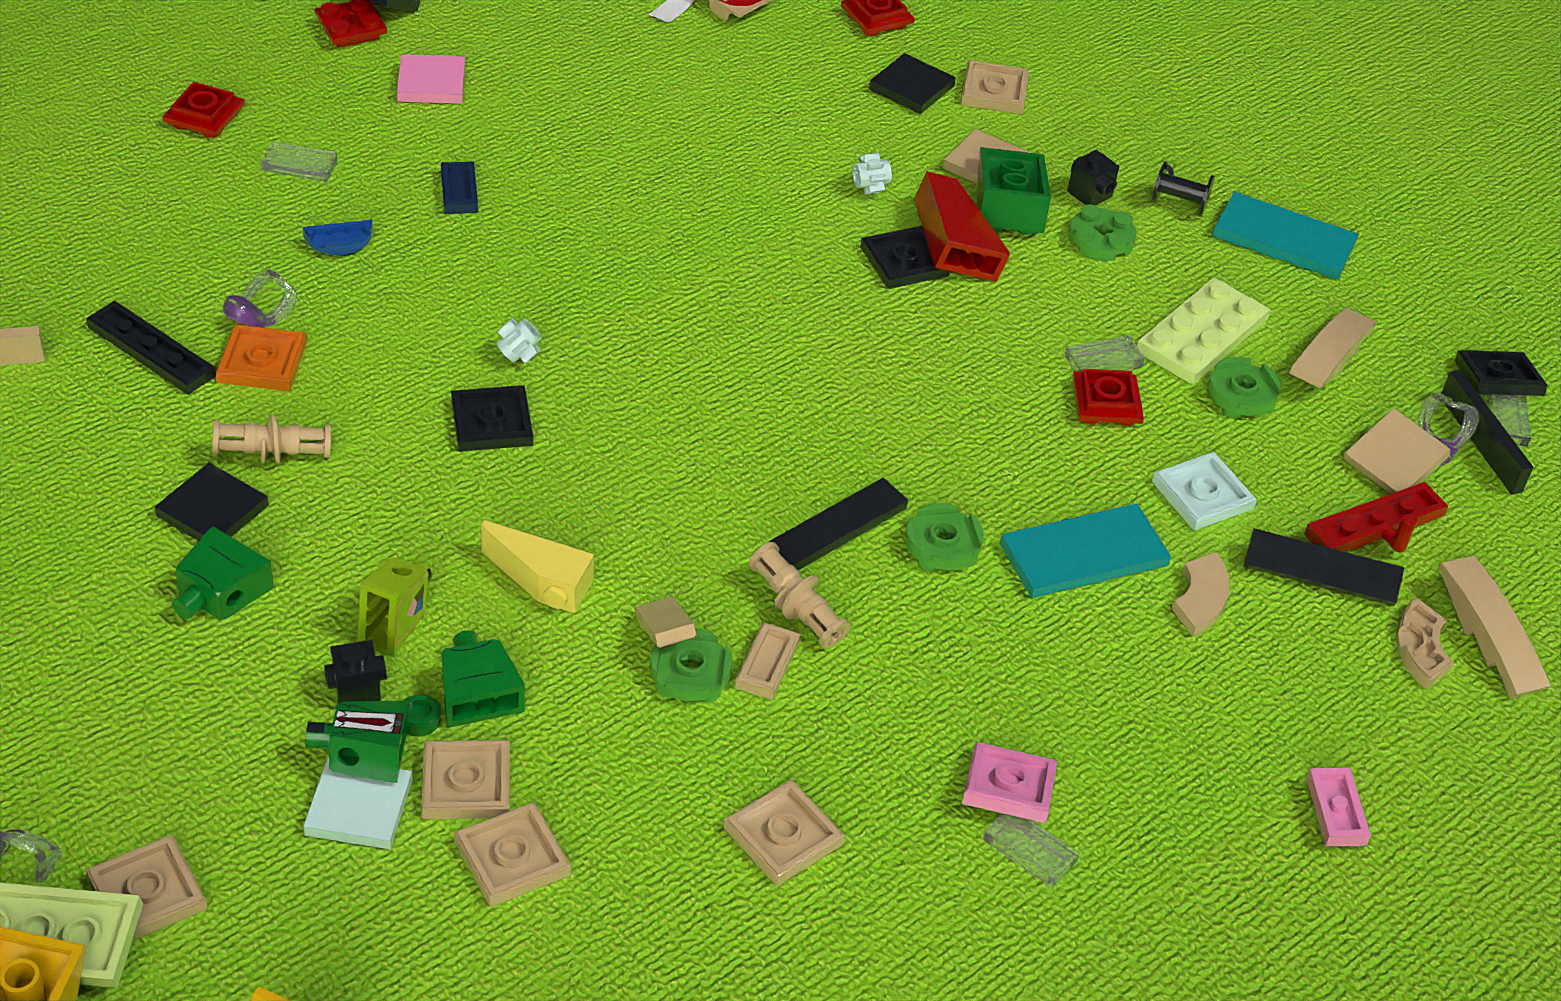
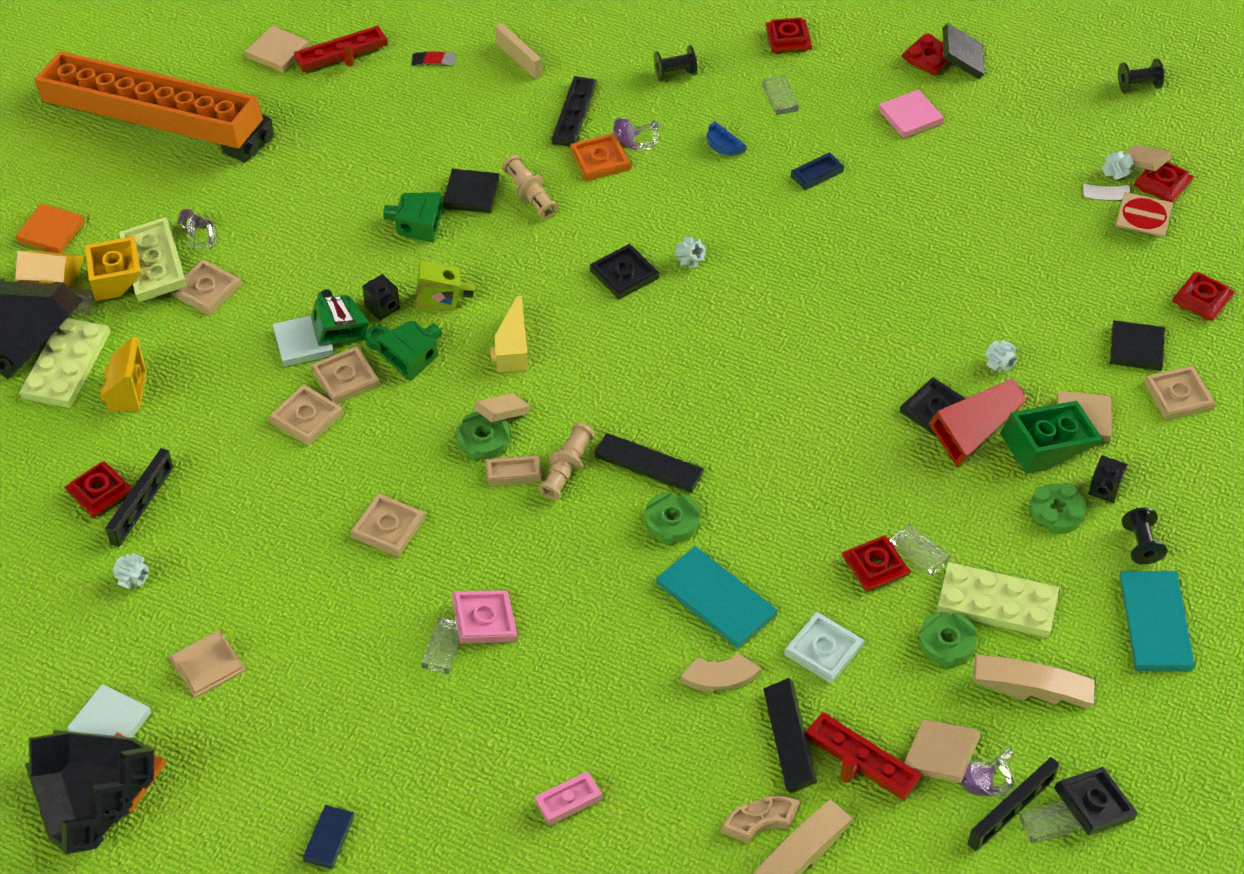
camera: 70 degrees right, 5 degrees up
(172, 204) = (675, 63): none -> black piece

